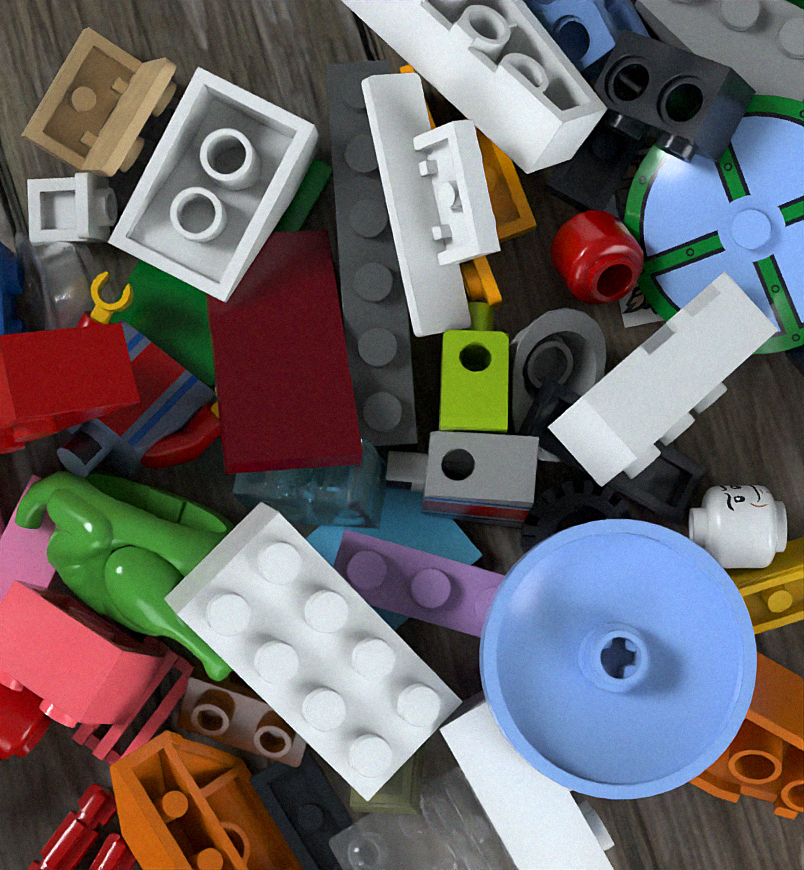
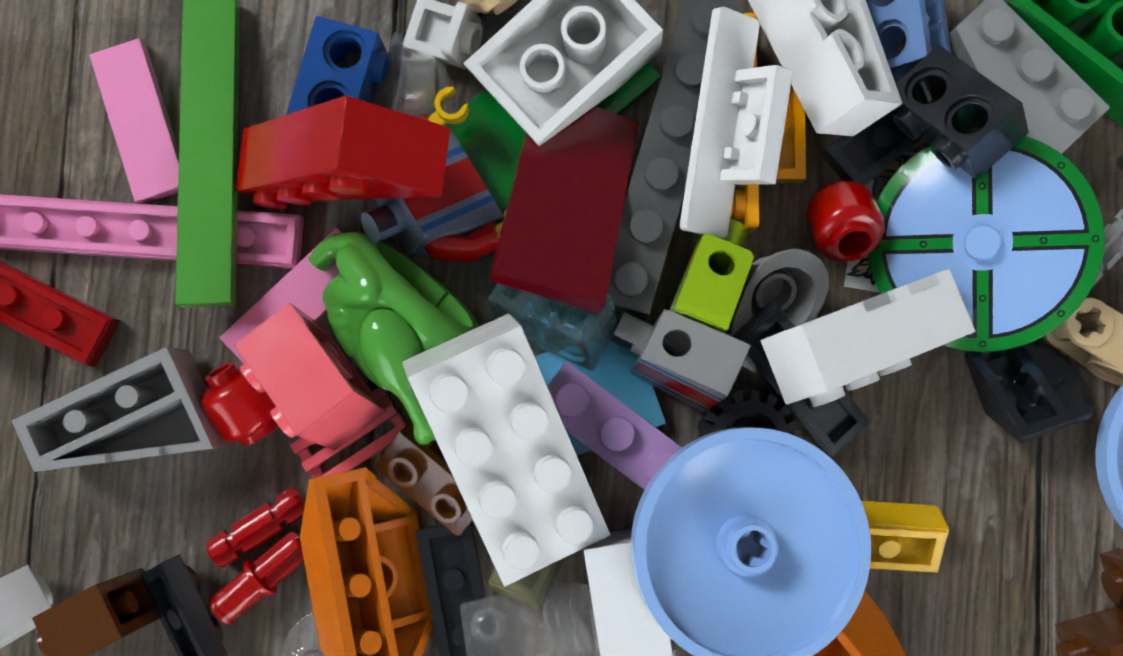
camera: 20 degrees right, 0 degrees up
(739, 526) = (883, 476): white head -> none

